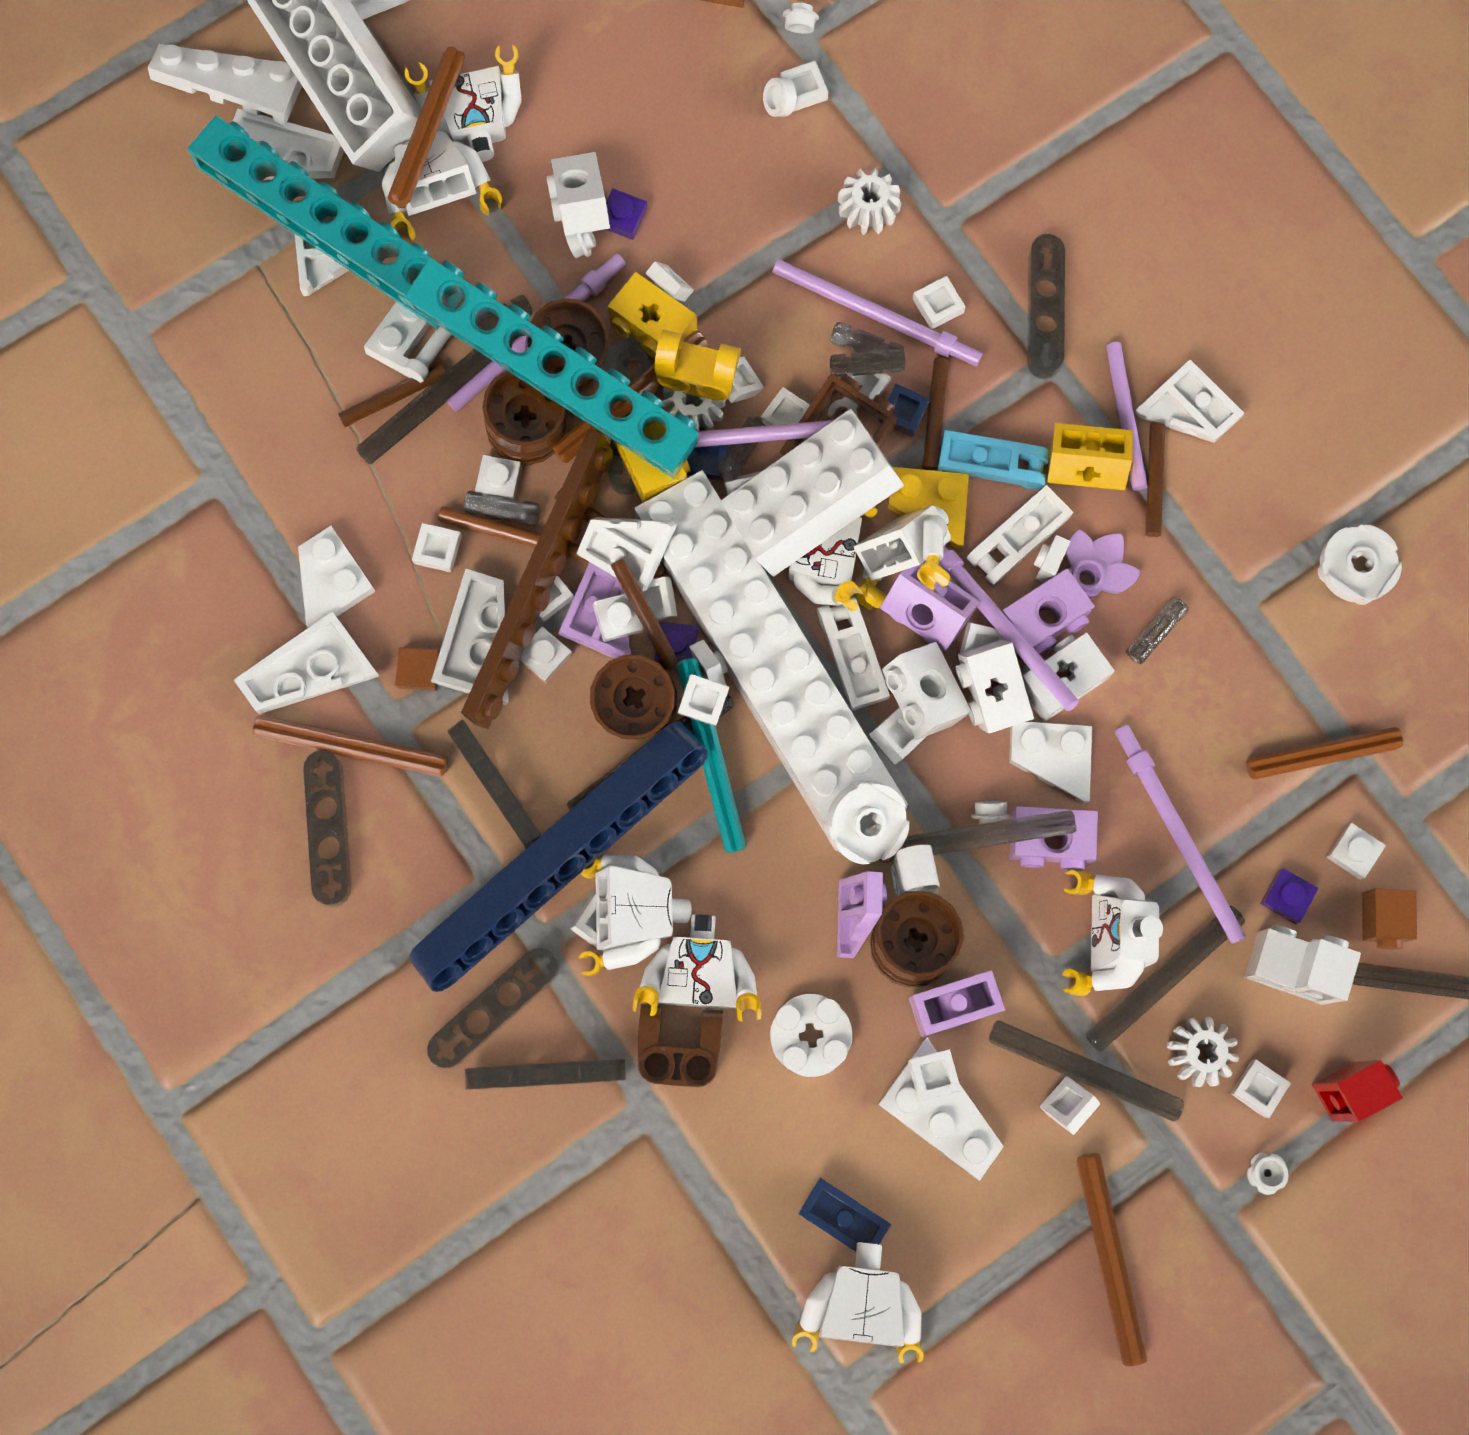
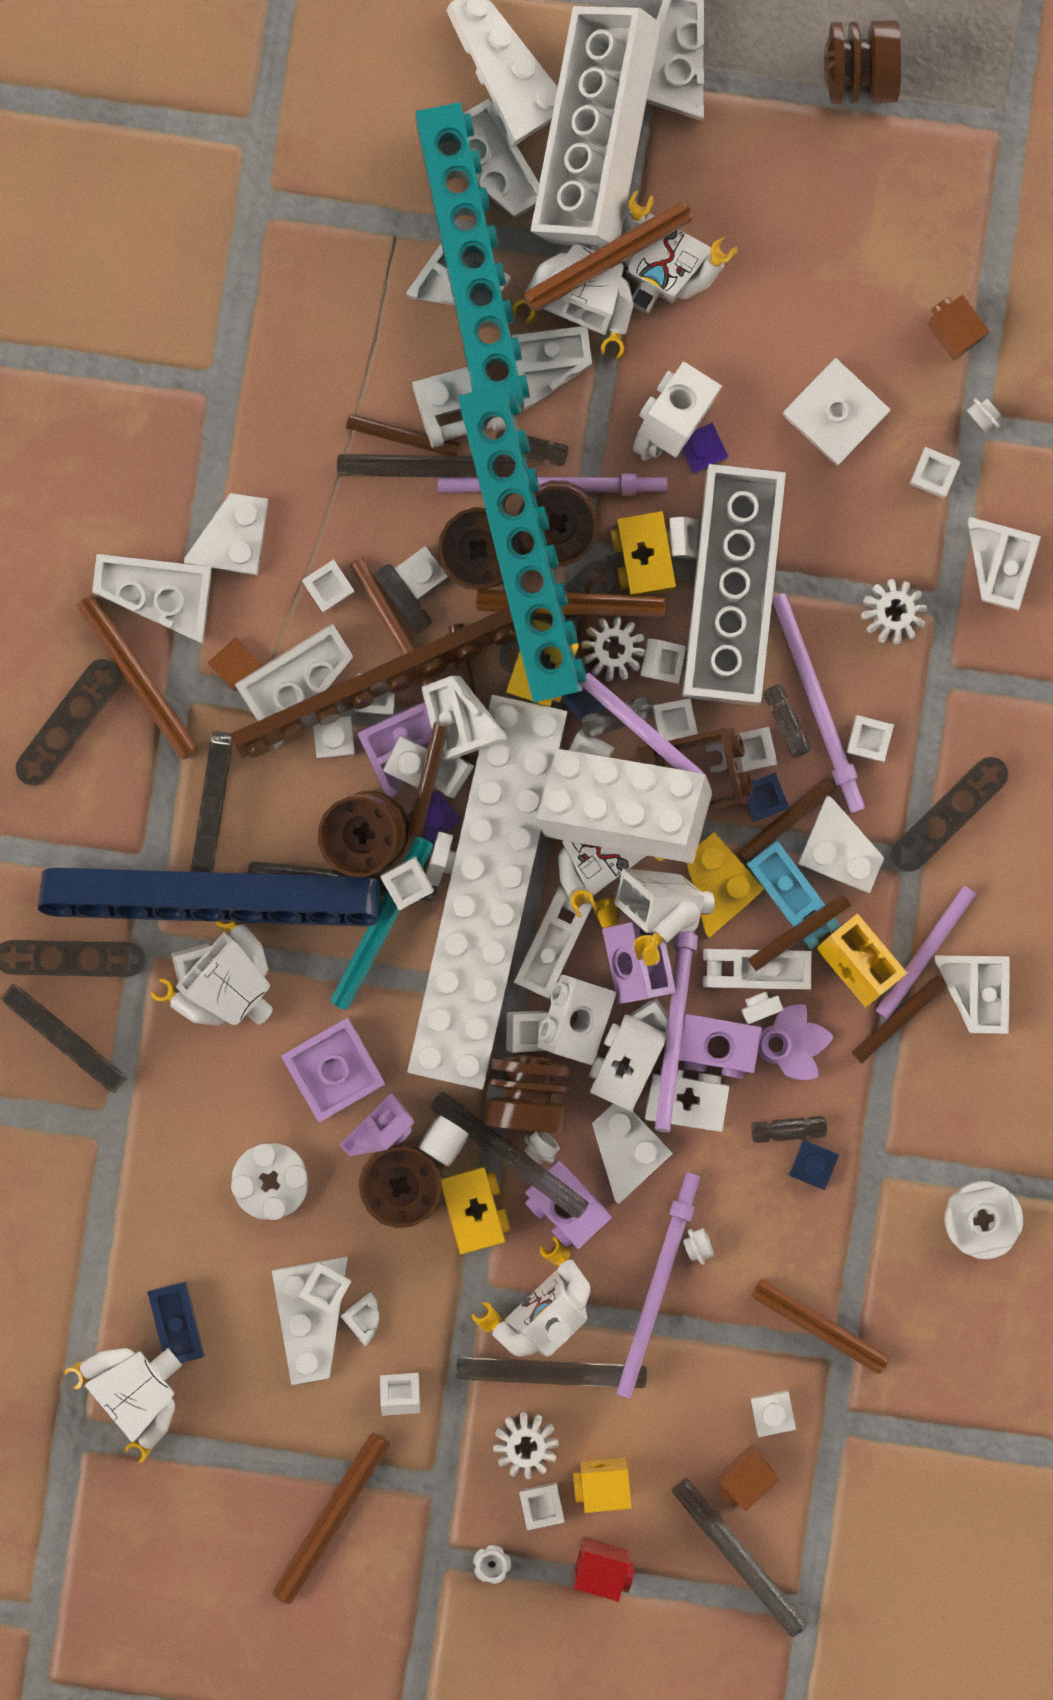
camera: 45 degrees right, 10 degrees up
(456, 238) = (552, 359): none -> white wing
(679, 1057) = (165, 1110): reddish brown piece -> none
(694, 108) = (836, 412): none -> white plate
(695, 368) = (631, 633): yellow piece -> none
(699, 973) = (231, 1068): white torso -> none
(738, 279) = (733, 585): none -> white brick
(778, 902) = (333, 1069): none -> lavender plate
(779, 97) = (906, 465): white tile -> none
(845, 815) = (442, 1057): white plate -> none
(868, 363) = (765, 740): clear smoke axle -> none
(910, 103) = (1002, 562): none -> white wing
(945, 777) = (528, 1095): none -> reddish brown wheel
(956, 1003) = (386, 1255): lavender brick -> none
(983, 1073) = (363, 1317): none -> white tile
(994, 398) = (840, 849): none -> white wing
(999, 926) = (472, 1232): none -> yellow brick
(1025, 478) = (799, 932): none -> reddish brown bar
(1086, 1071) = (435, 1382): clear smoke axle -> none
(1178, 776) = (698, 1246): none -> white plate
(1200, 639) = (813, 1164): none -> dark blue plate
(1289, 896) = (694, 1399): dark purple plate -> none
(1294, 1022) = (603, 1485): none -> yellow brick
(1310, 970) = (650, 1457): white brick -> none

